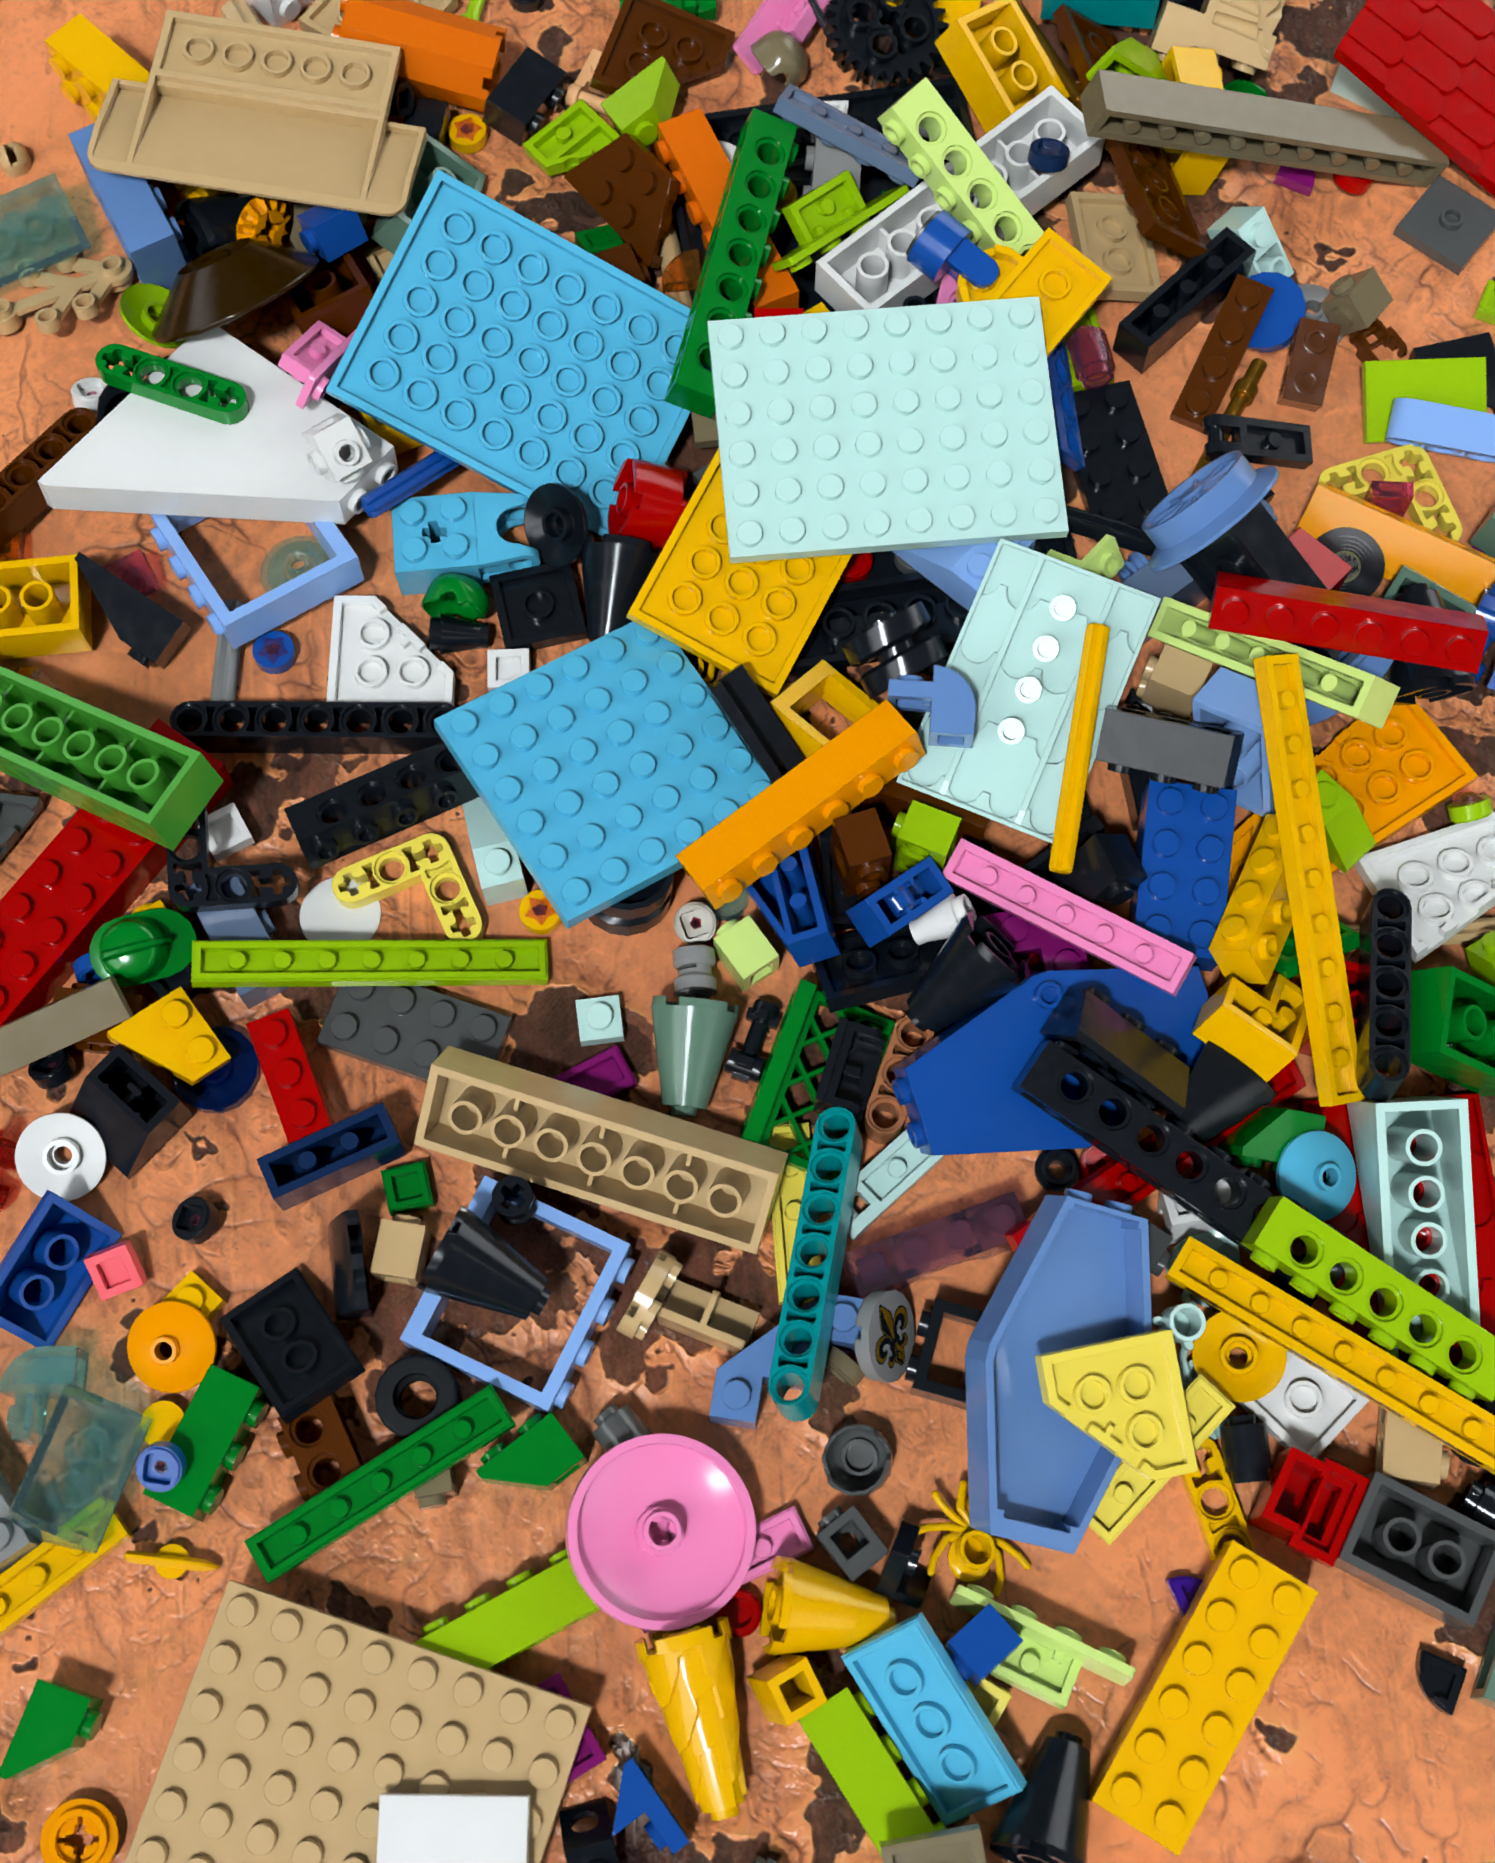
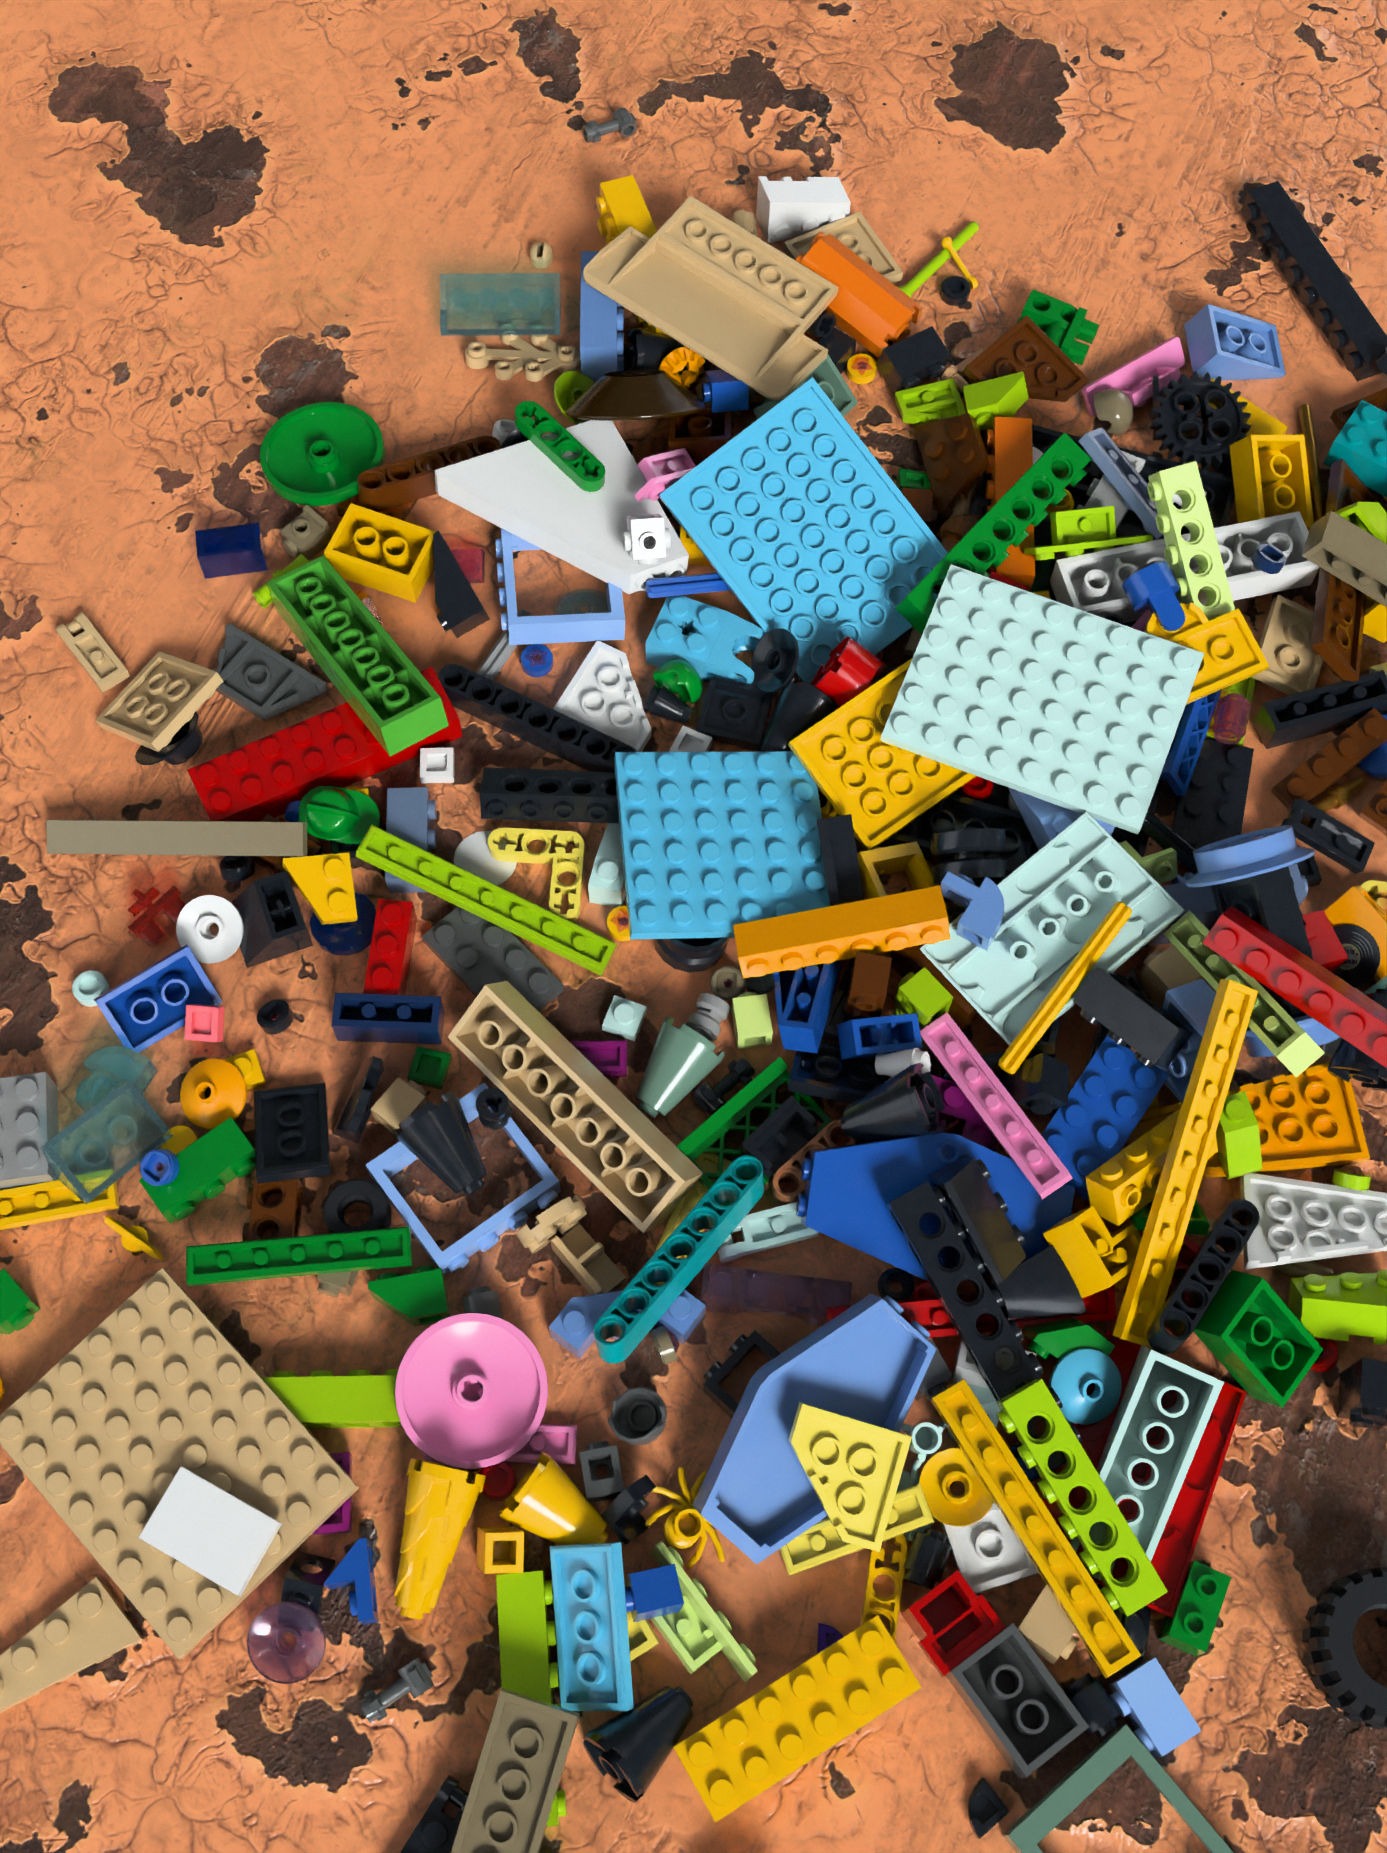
camera: 25 degrees right, 5 degrees down
(212, 879) = (407, 791): black beam -> none
(885, 1335) = (704, 1337): light grey tile -> none

